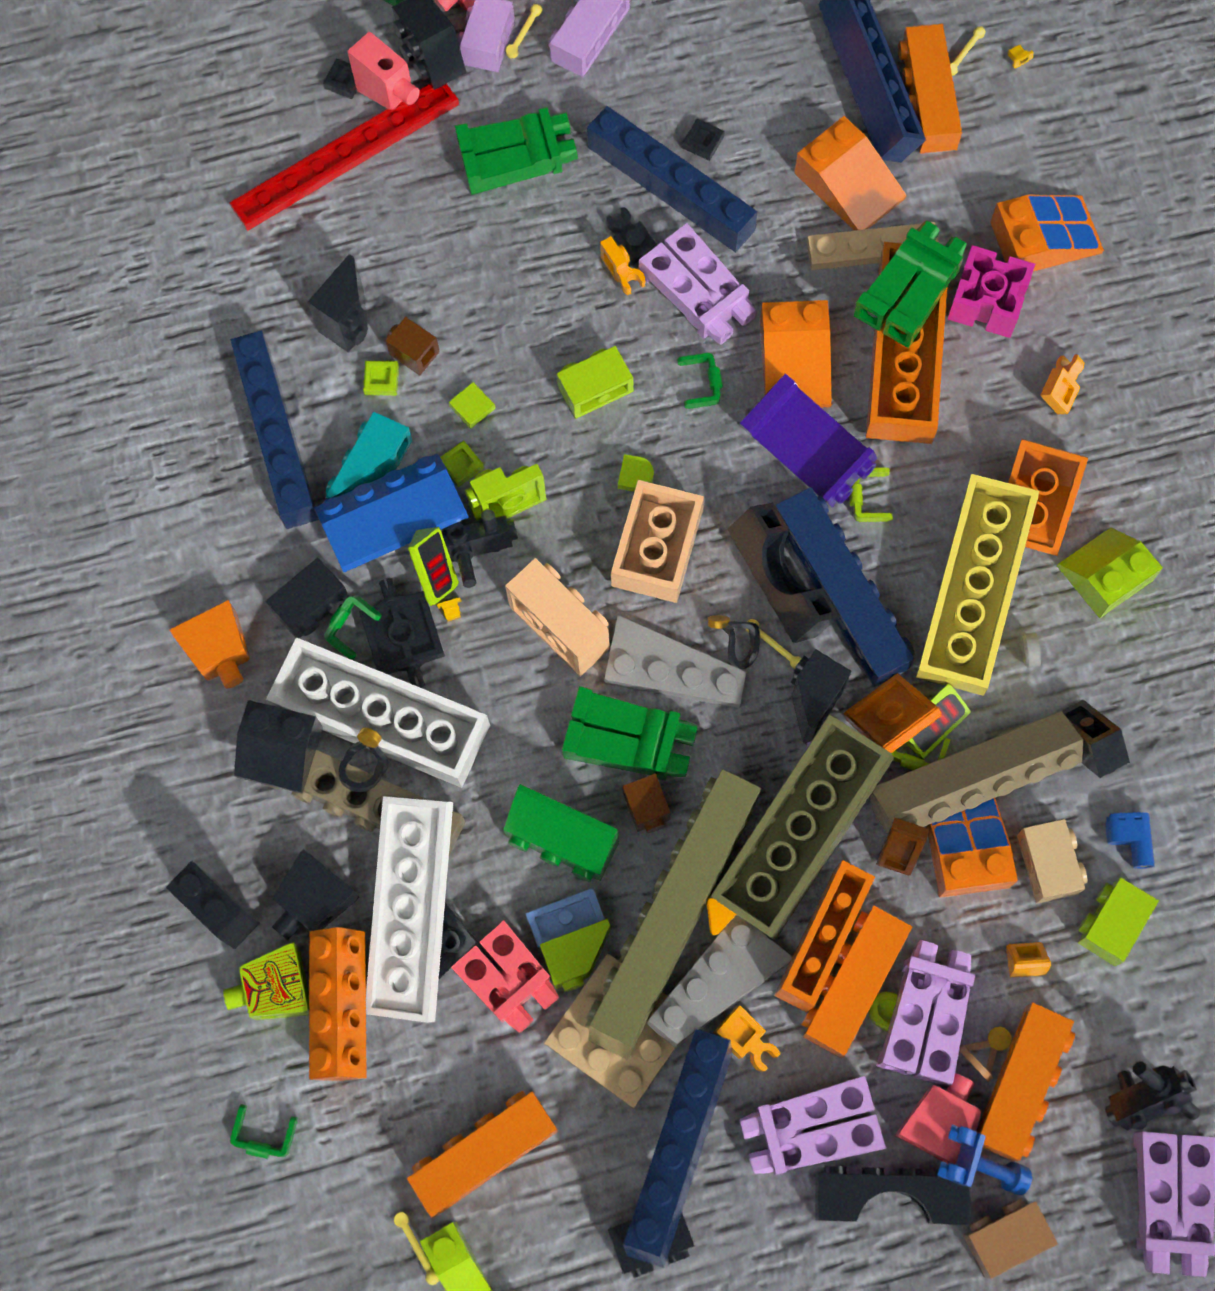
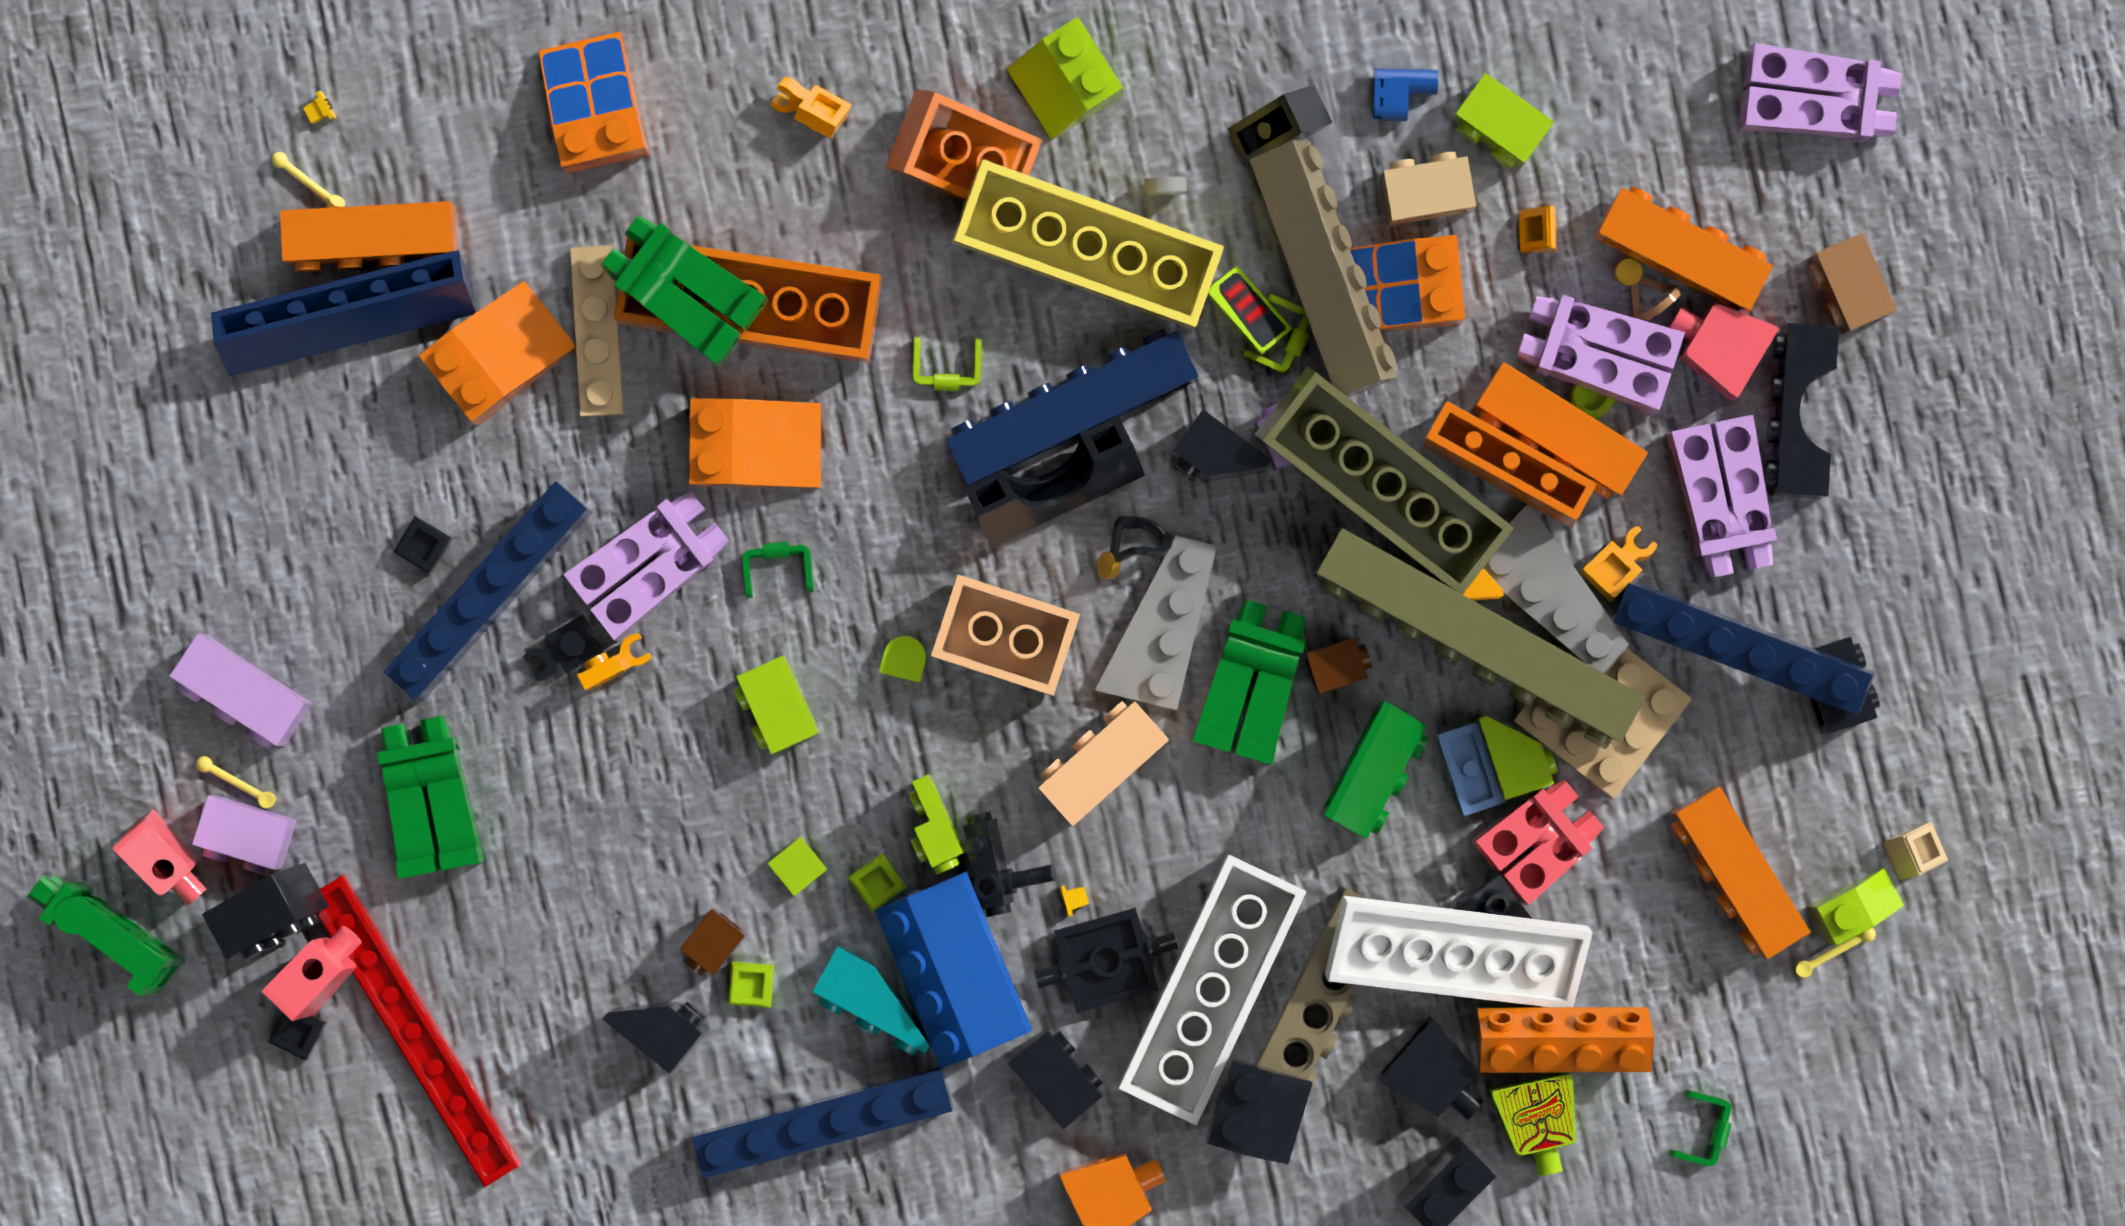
camera: 90 degrees left, 15 degrees up
(339, 619) = (1084, 1037): green piece -> none
(371, 739) = (1261, 992): black piece -> none
(433, 564) = (1026, 918): slope -> none
(794, 660) = (1163, 473): light yellow hinge -> none
(809, 441) = (879, 433): dark purple panel -> none
(892, 713) = (1242, 362): orange tile -> none
(902, 846) = (1408, 365): reddish brown tile -> none
(991, 291) = (671, 163): dark pink brick -> none
(1013, 1176) = (1785, 274): blue bar -> none
(1160, 1092) = (1707, 109): black piece -> none

